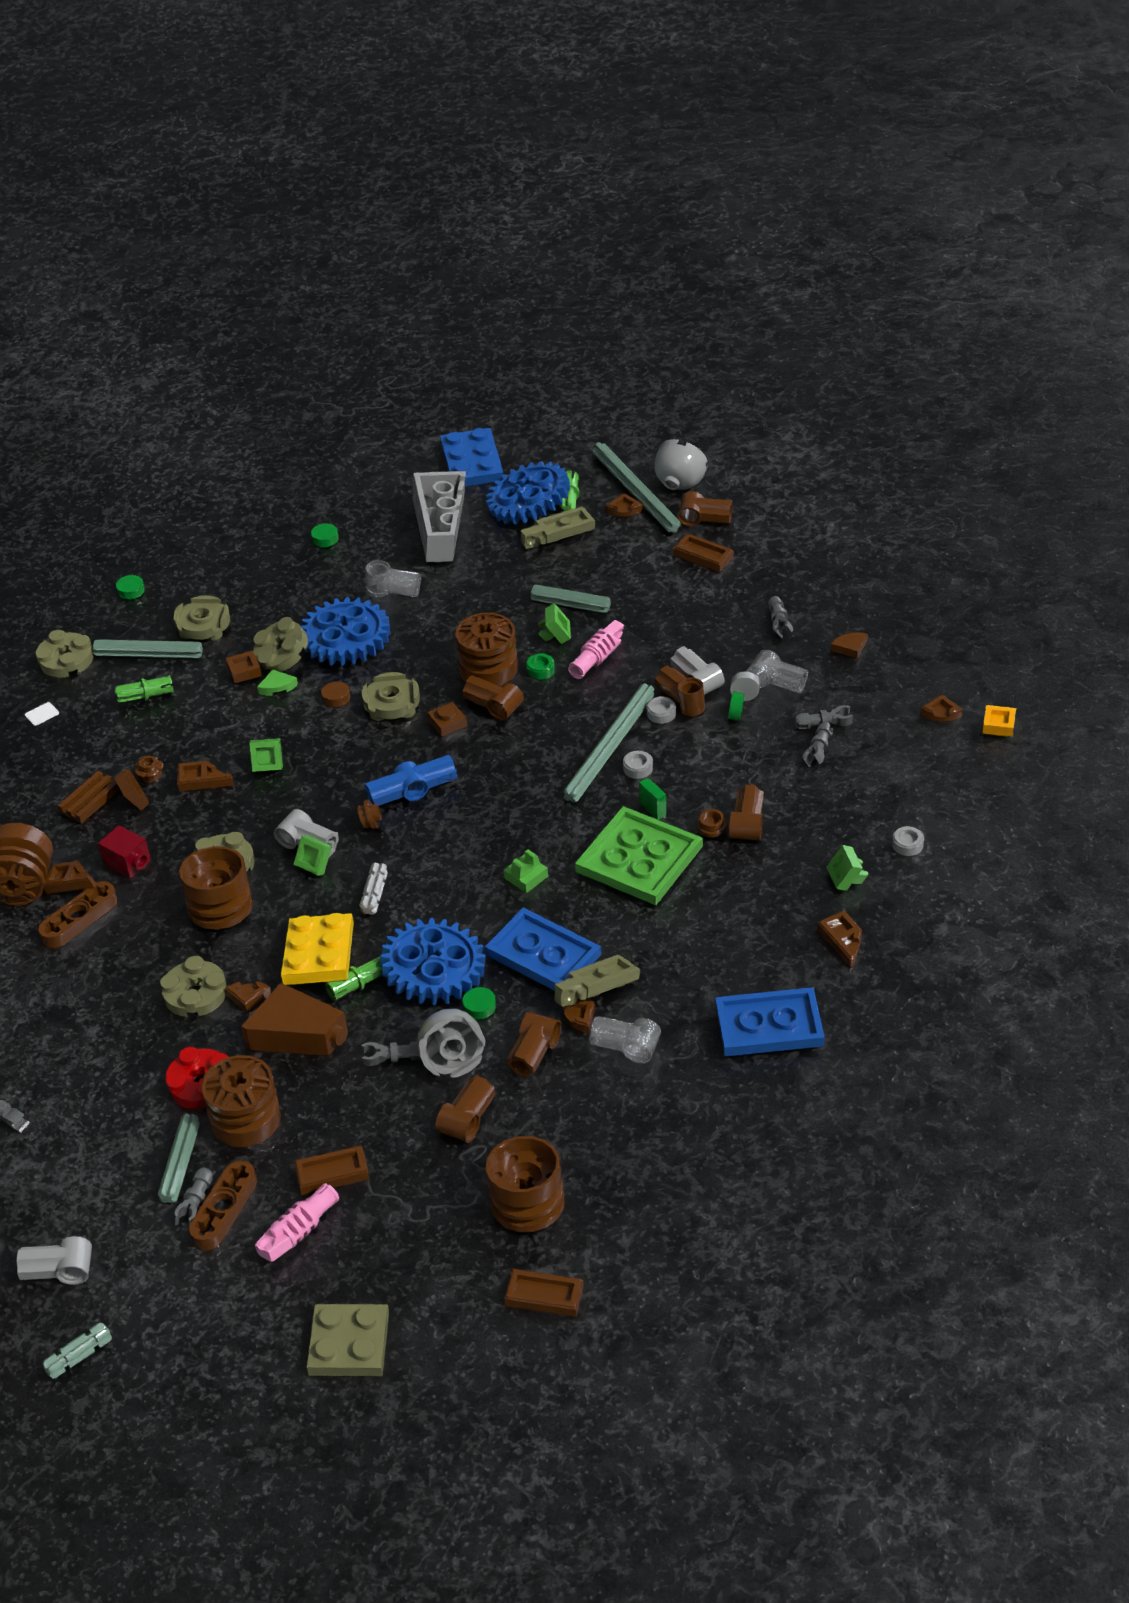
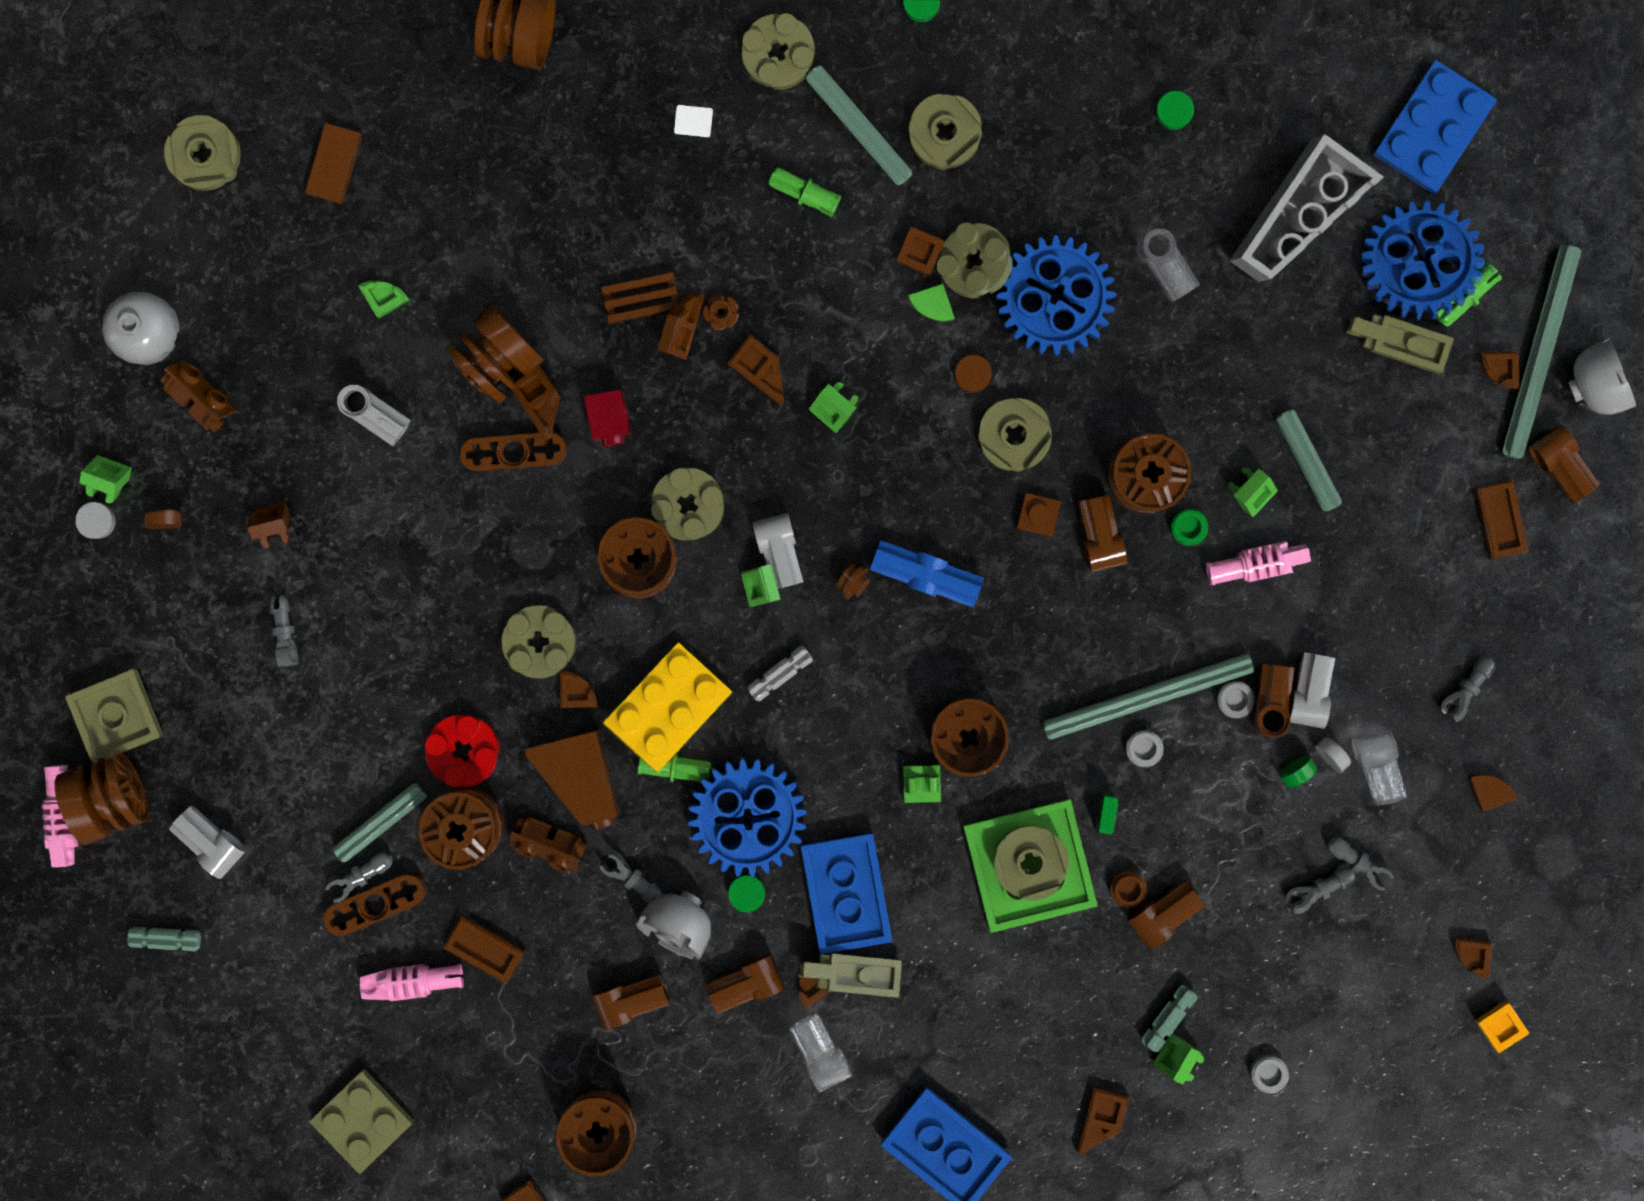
camera: 45 degrees right, 45 degrees up
(315, 1079) = (534, 841): none -> reddish brown hinge
(525, 816) = (991, 735): none -> reddish brown wheel
(636, 854) = (1049, 872): none -> olive plate
(815, 859) = (1169, 1018): none -> sand green axle

